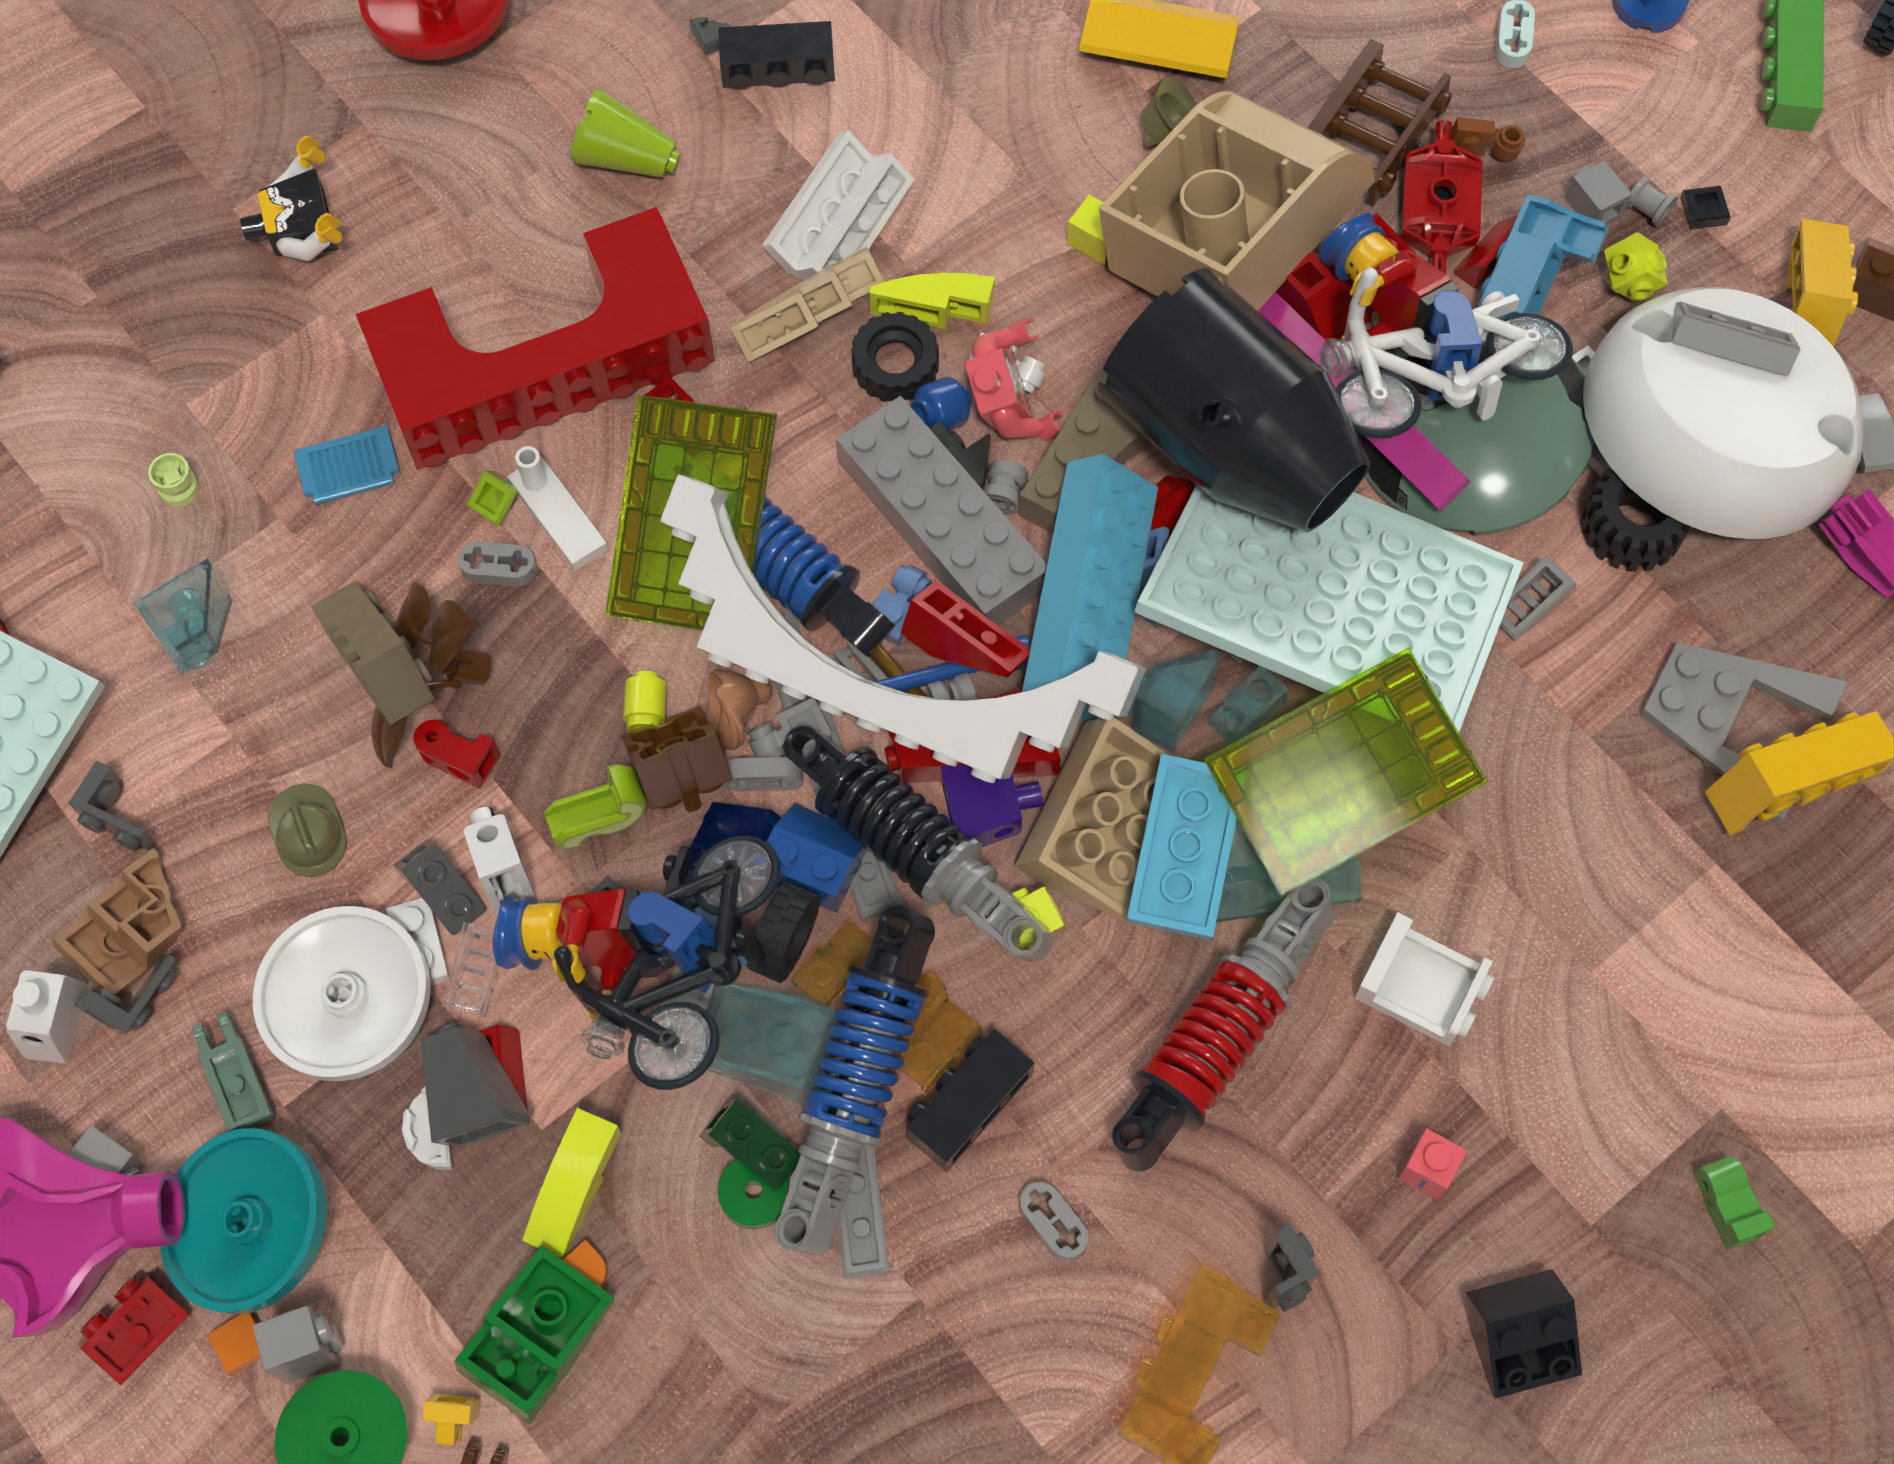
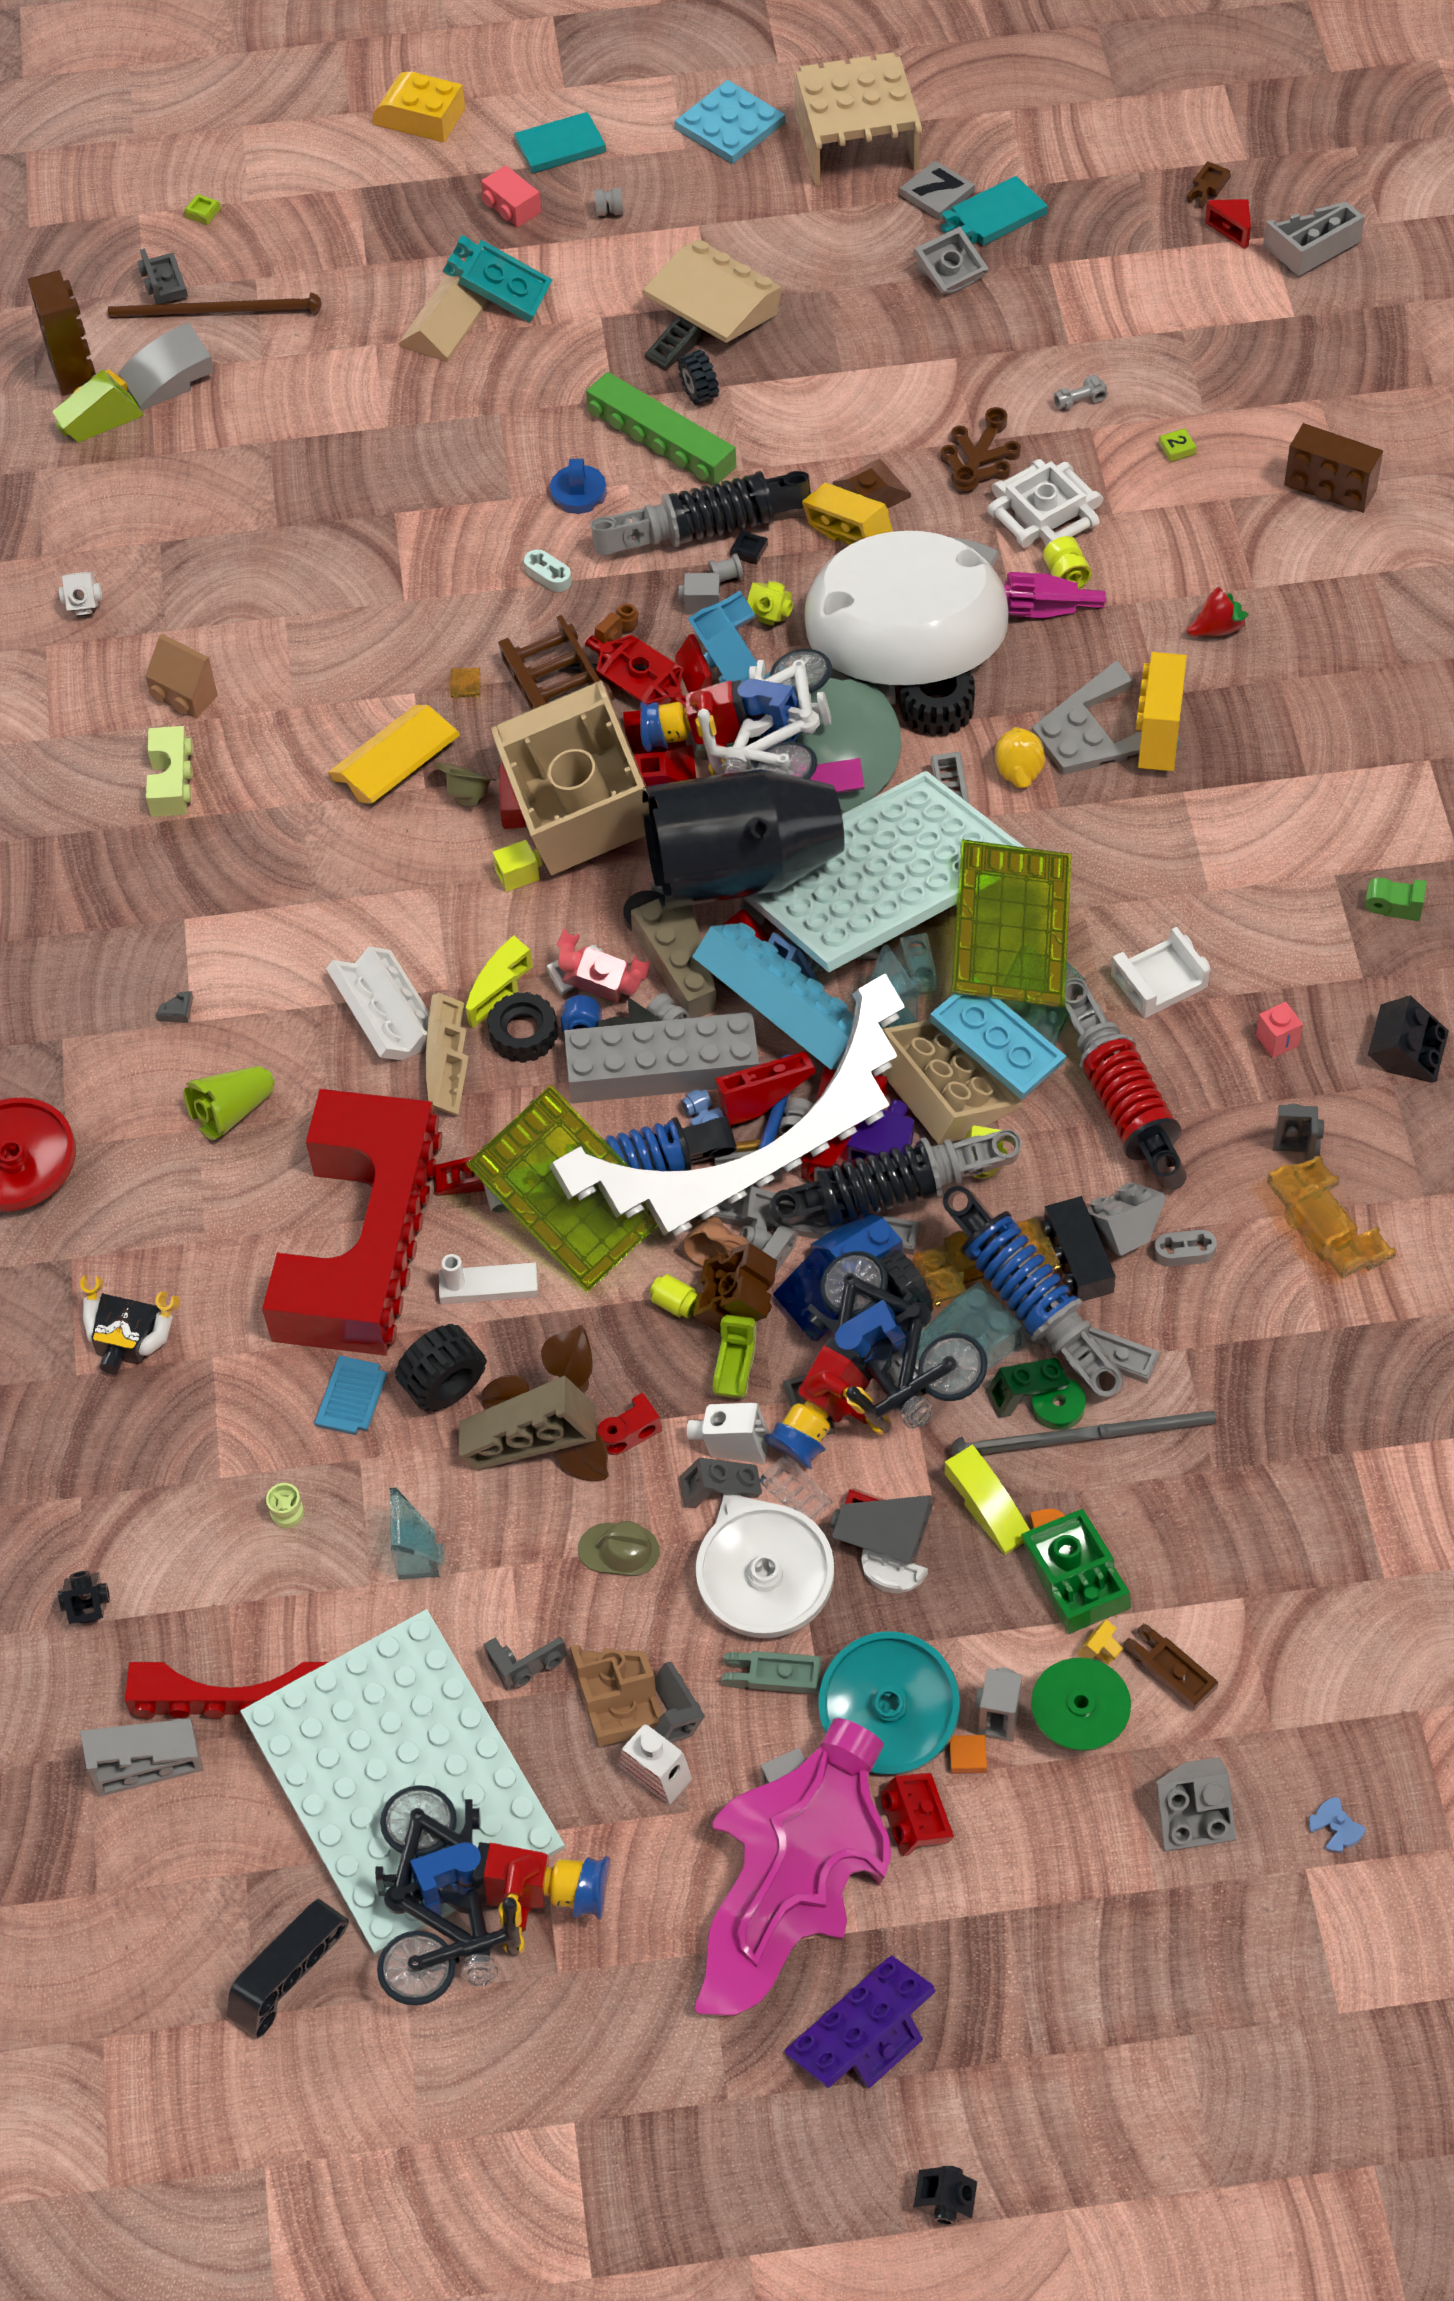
camera: 55 degrees left, 10 degrees down
(400, 524) = (440, 1367): none -> black tyre
(492, 497) = (448, 1312): lime slope -> none
(497, 564) = (505, 1339): light grey beam -> none
(626, 1118) = (1087, 1433): none -> dark grey bar
(776, 54) = (230, 975): black brick -> none
(1046, 1128) = (1126, 1217): none -> light grey slope
(1307, 45) = (465, 682): none -> clear yellow tile
(1617, 651) = (1019, 757): none -> yellow hair
(1706, 134) = (702, 510): none -> black piece
(1734, 338) = (874, 569): light grey slope -> none

